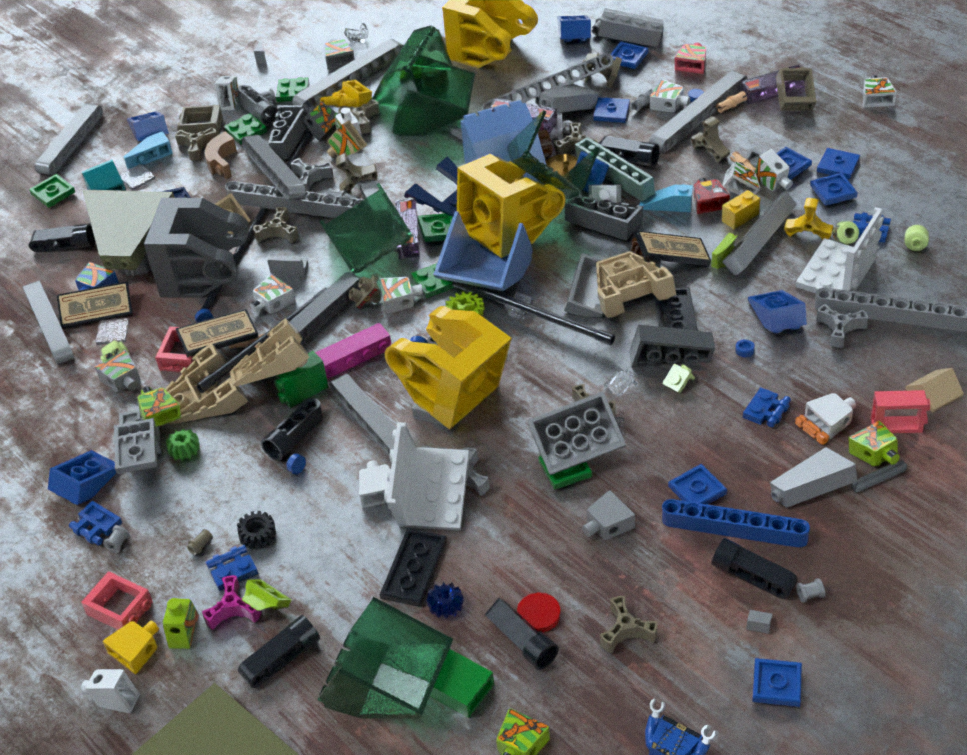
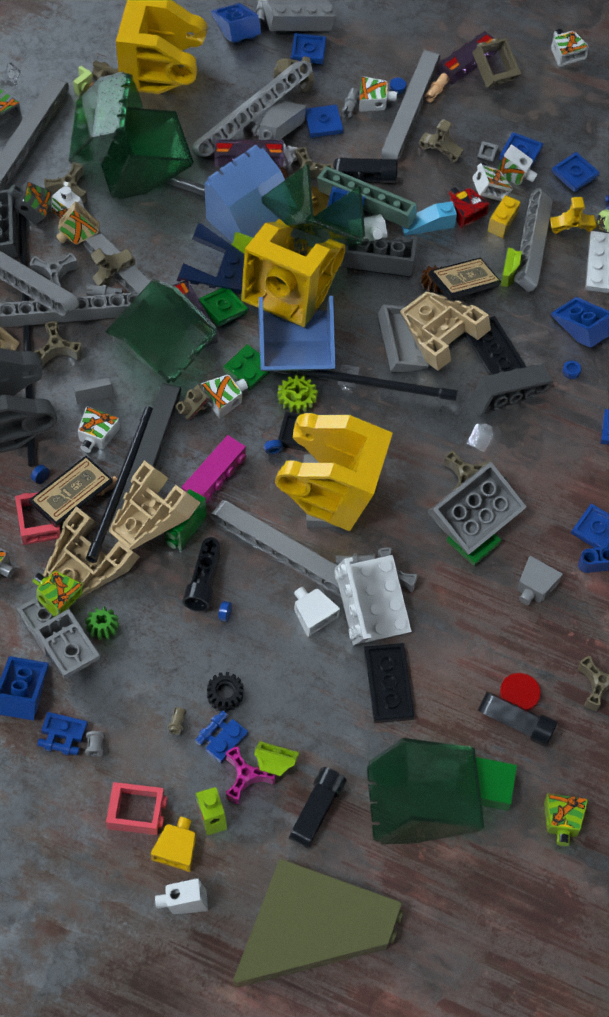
camera: 30 degrees left, 15 degrees up
(352, 95) = (49, 163): yellow brick -> none
(445, 600) = (431, 702): clear blue gear -> none
(678, 378) = (530, 419): bracket -> none
(691, 58) = (375, 40): coral torso -> none
(738, 158) = (478, 159): light nougat pin -> none
(837, 162) = (565, 139): blue plate -> none

